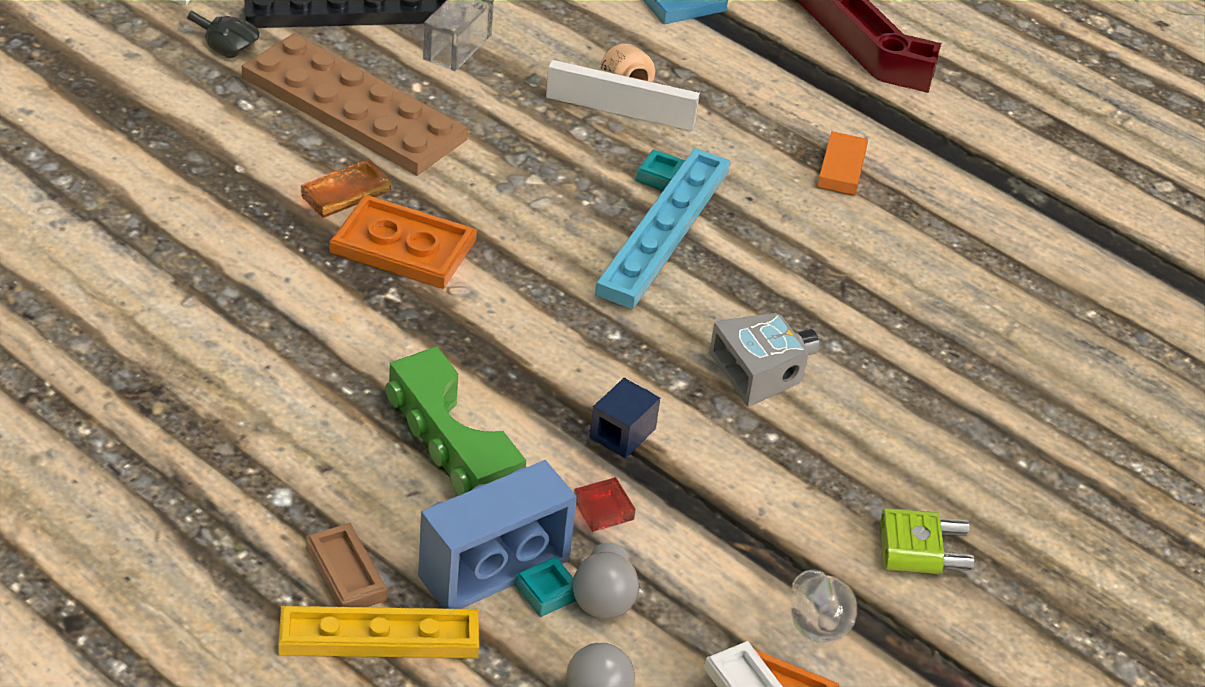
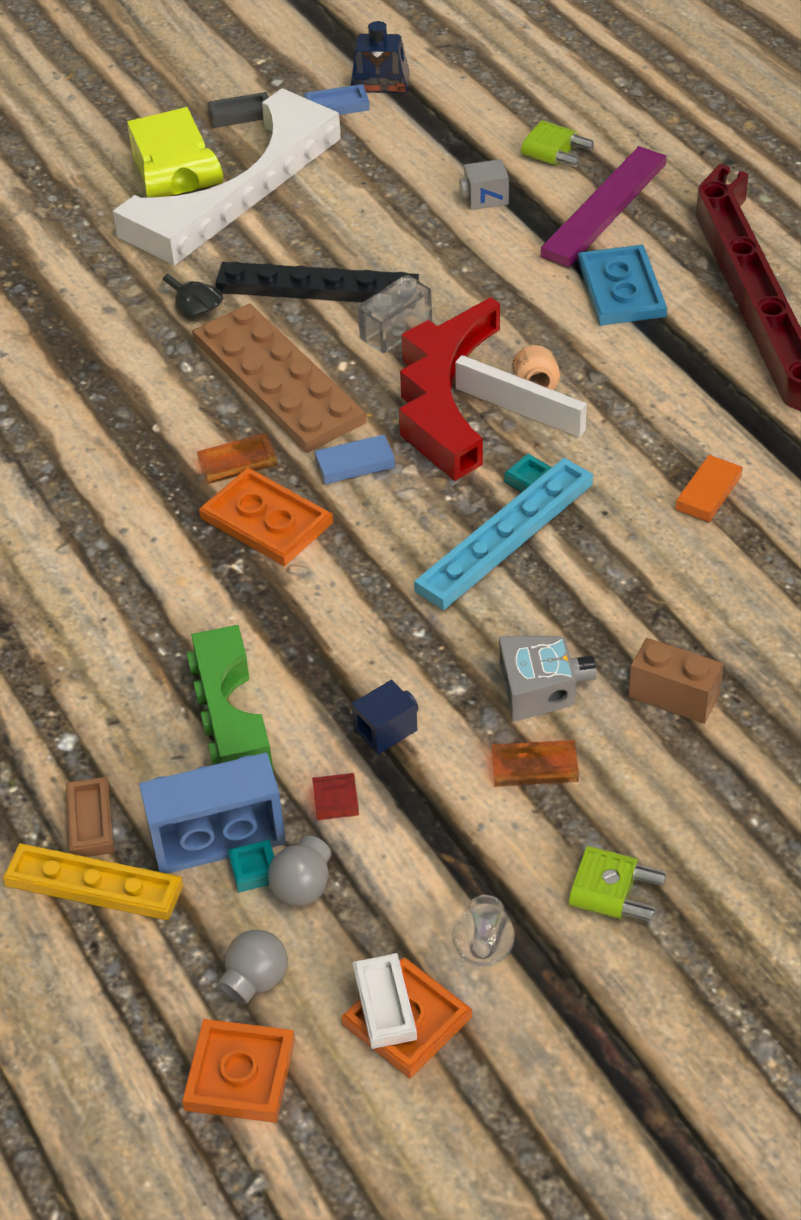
camera: 25 degrees right, 5 degrees up
(474, 175) = (354, 459): none -> medium blue tile
(538, 119) = (431, 416): none -> red arch
(790, 441) = (534, 763): none -> clear orange tile
(899, 341) = (675, 680): none -> medium nougat brick

